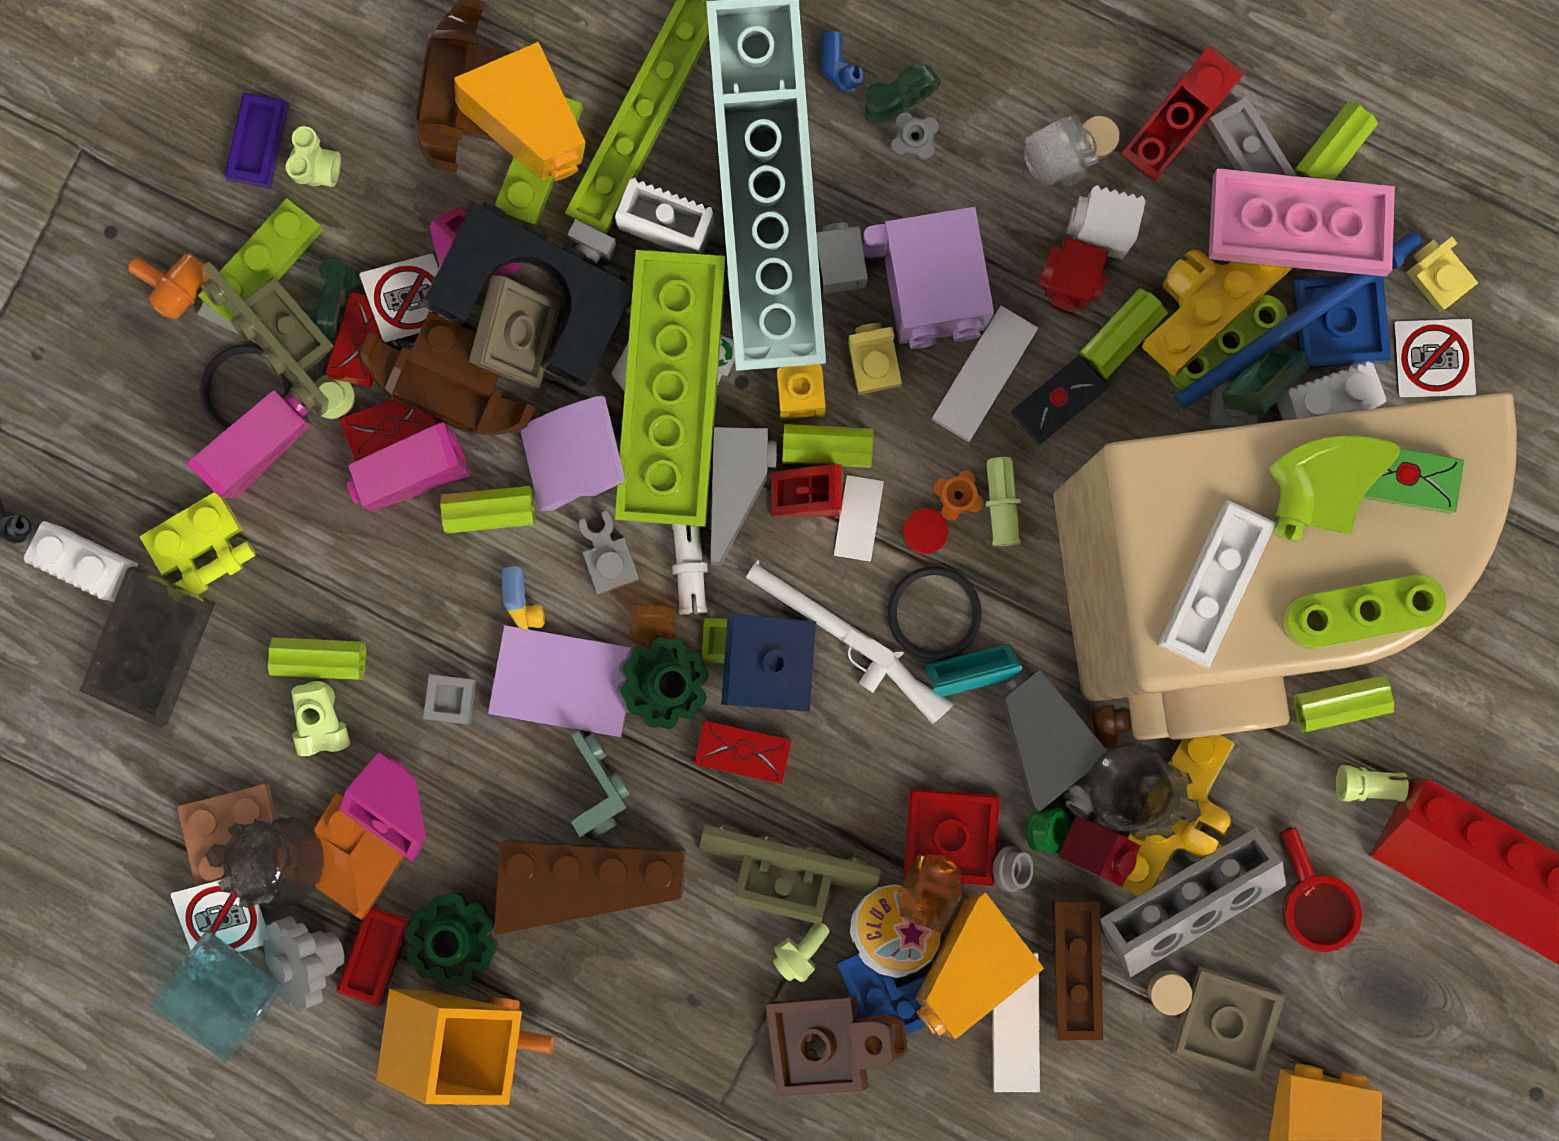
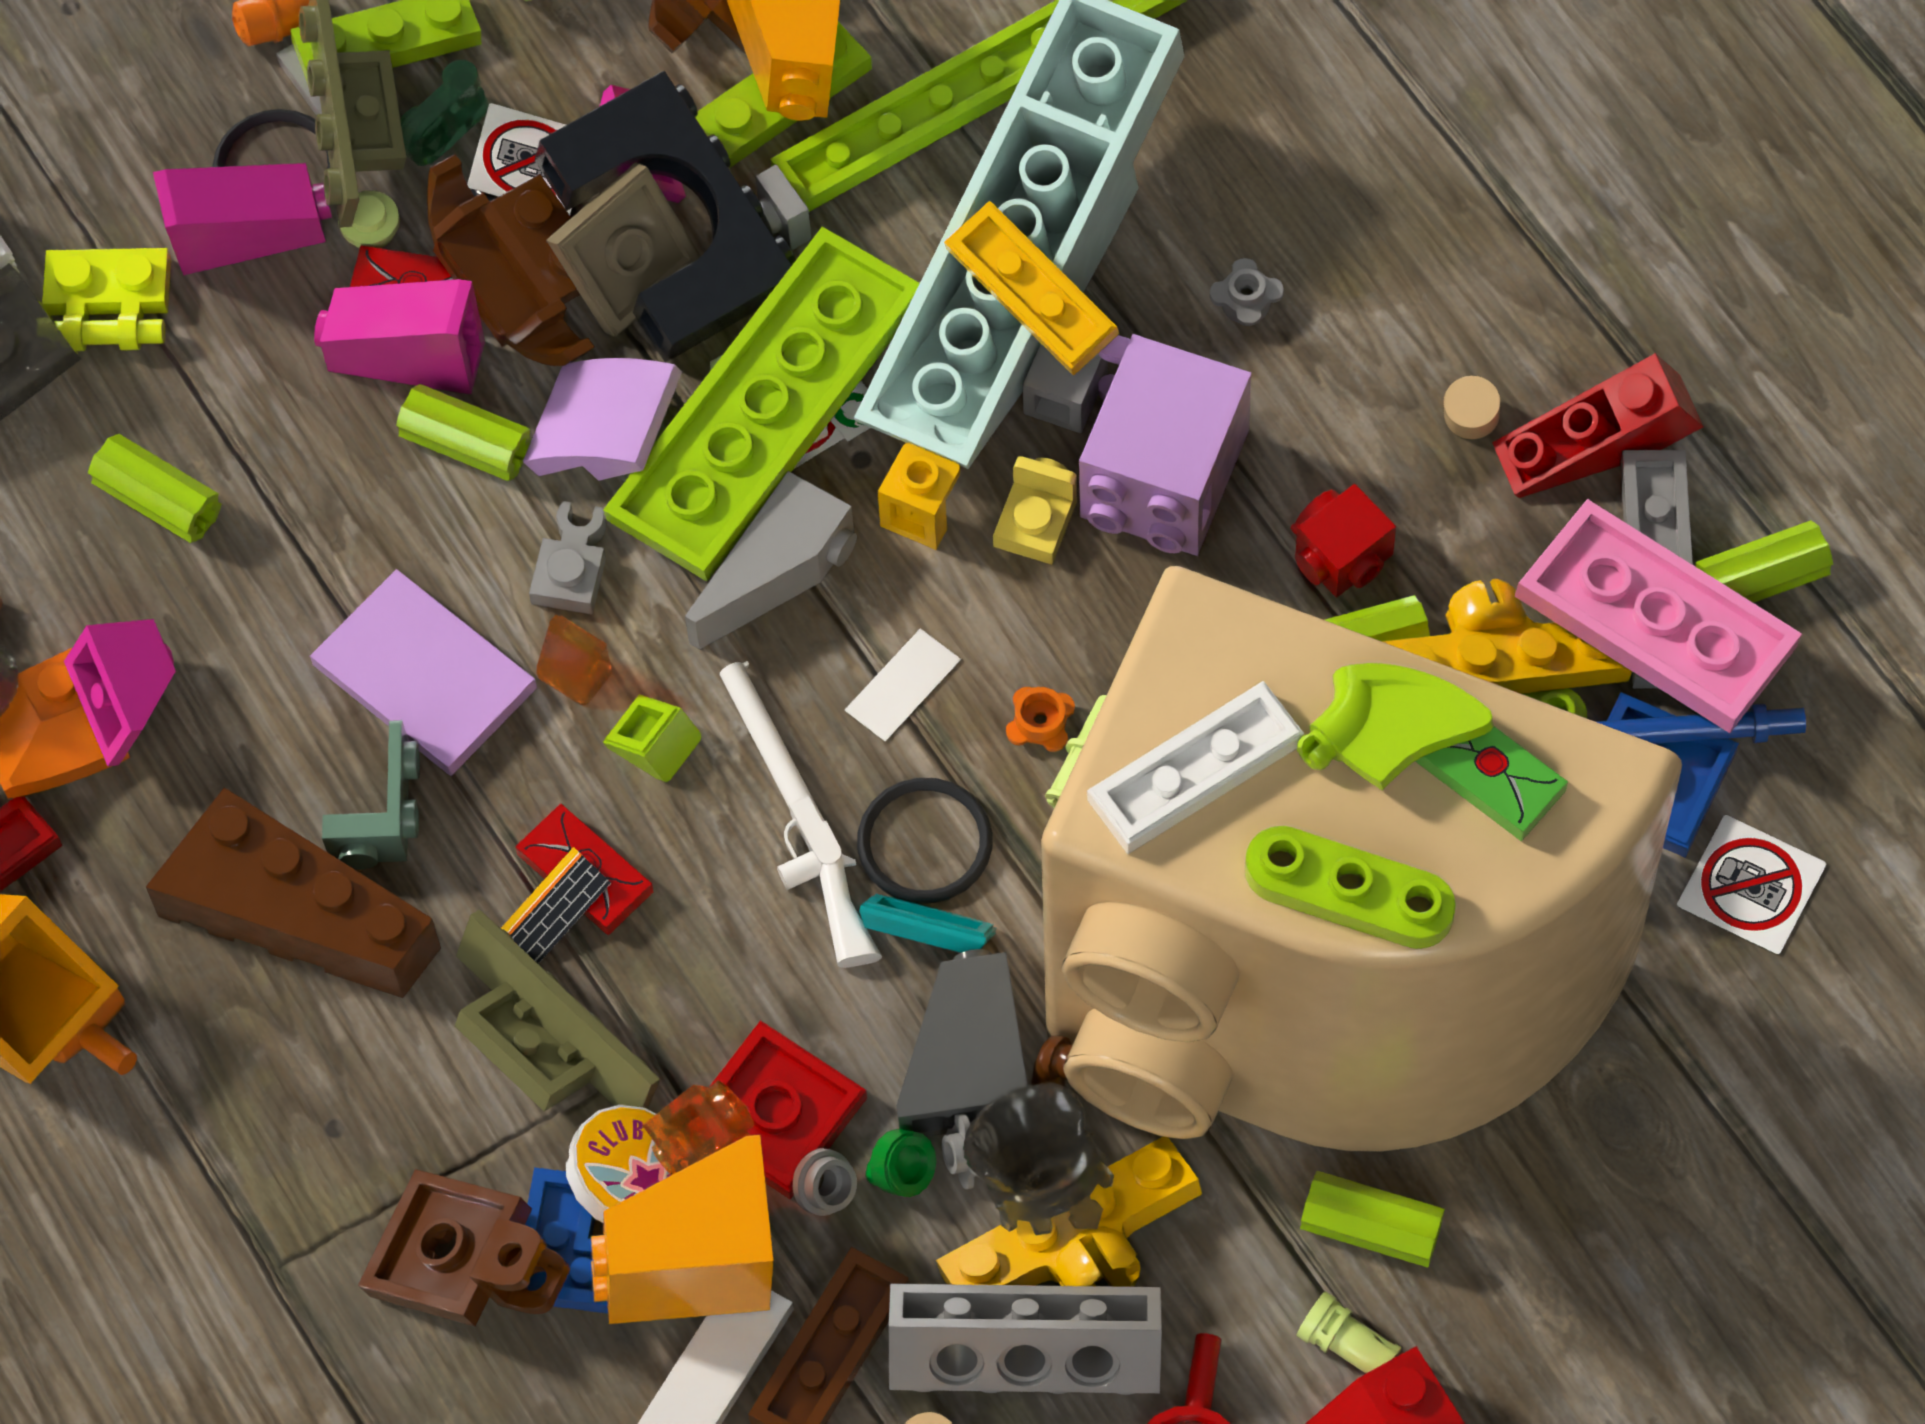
camera: 35 degrees right, 20 degrees down
(316, 720) = (106, 566): yellowish green plate -> none
(345, 359) = (408, 184): red tile -> none
(449, 699) = (276, 616): light grey plate -> none
(451, 940) = (93, 883): dark green plant -> none
(515, 602) = (427, 552): arm -> none
(662, 683) = (539, 732): dark green plant -> none
(664, 218) = (880, 214): white brick -> none
(689, 569) = (658, 627): white pin -> none
(741, 790) = (556, 905): none -> black sticker
(768, 662) = (681, 776): dark blue plate -> none
(794, 959) = (485, 1134): yellowish green plate -> none
(803, 225) = (1031, 288): none -> yellow tile
(807, 492) = (861, 615): red slope -> none
(828, 445) = (915, 575): lime axle -> none
(834, 67) = (1198, 168): blue arm -> none
(889, 100) = (1261, 235): clear green plate -> none
(925, 531) = (973, 739): red tile -> none
(984, 373) = (1110, 619): white tile -> none
(1060, 152) = (1410, 391): clear brick -> none
(1099, 851) = (945, 1212): dark red brick -> none
(1107, 220) = (1415, 490): white brick -> none
(1440, 274) = (1814, 782): light yellow bracket -> none

